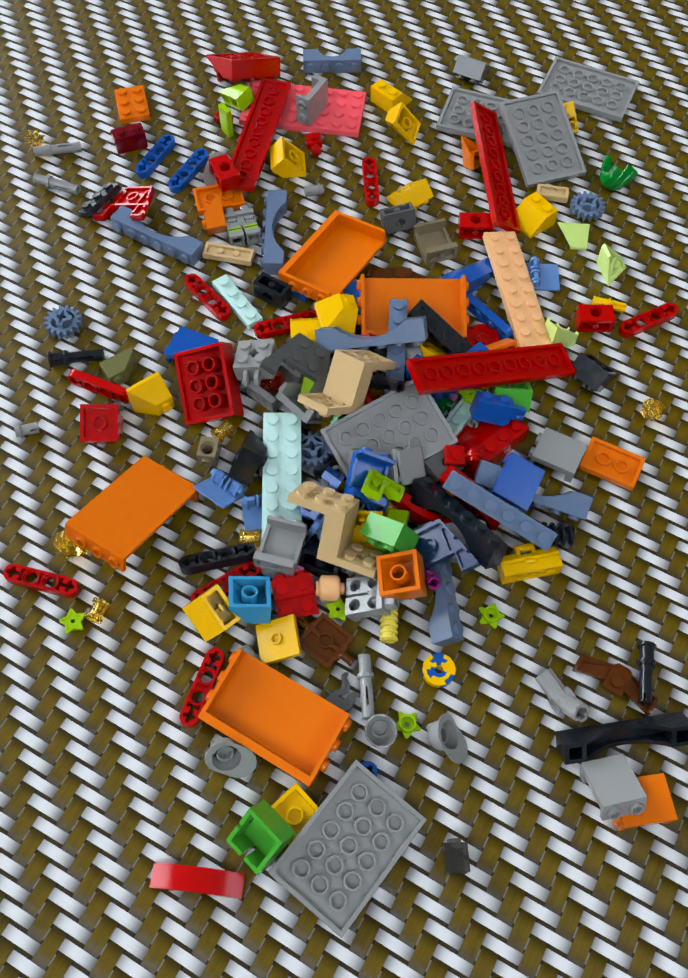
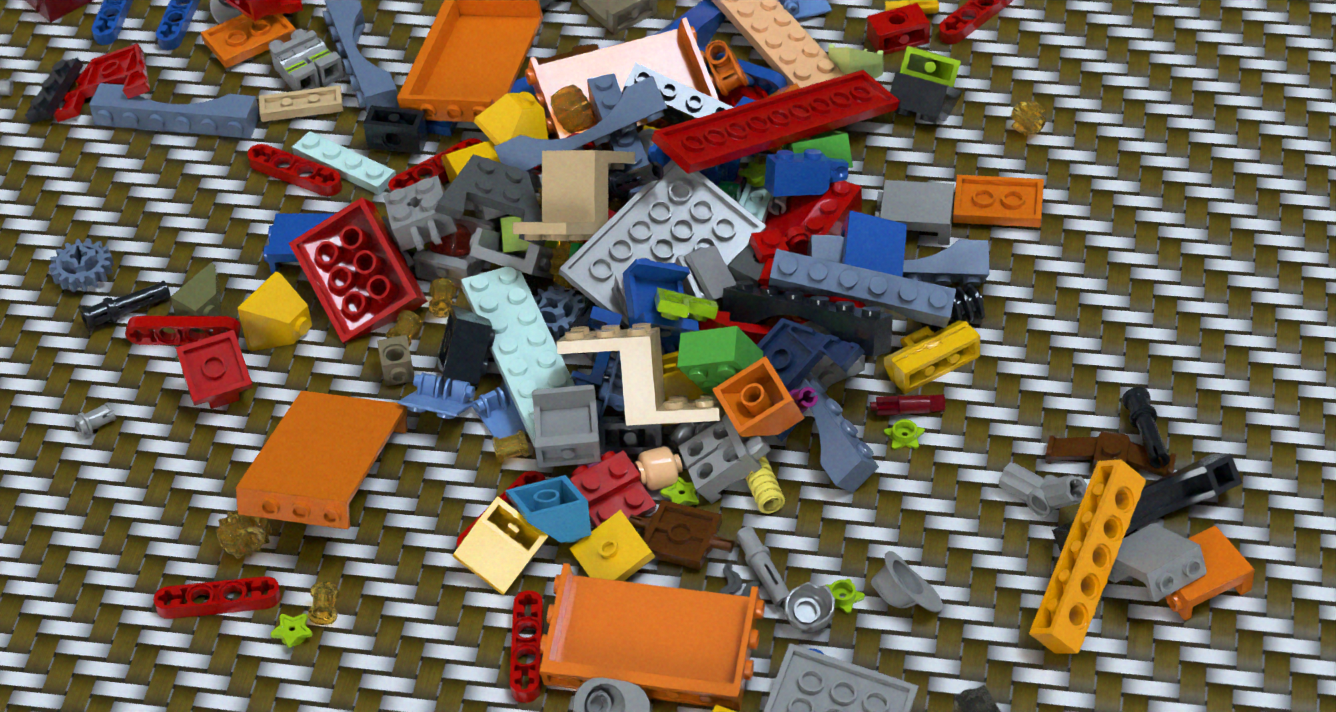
camera: 15 degrees left, 15 degrees down
(189, 565) = (474, 485): black beam -> none
(214, 218) = (258, 61): orange slope -> none
(253, 415) = (441, 293): none -> clear yellow bush
(375, 314) = (572, 109): none -> clear yellow gear
(438, 661) = (859, 530): yellow piece -> none
(478, 317) = (727, 71): none -> orange piece
(494, 593) = (908, 404): none -> dark red piece
(570, 771) = (1087, 557): none -> light orange brick
(603, 352) = (929, 66): none -> lime slope

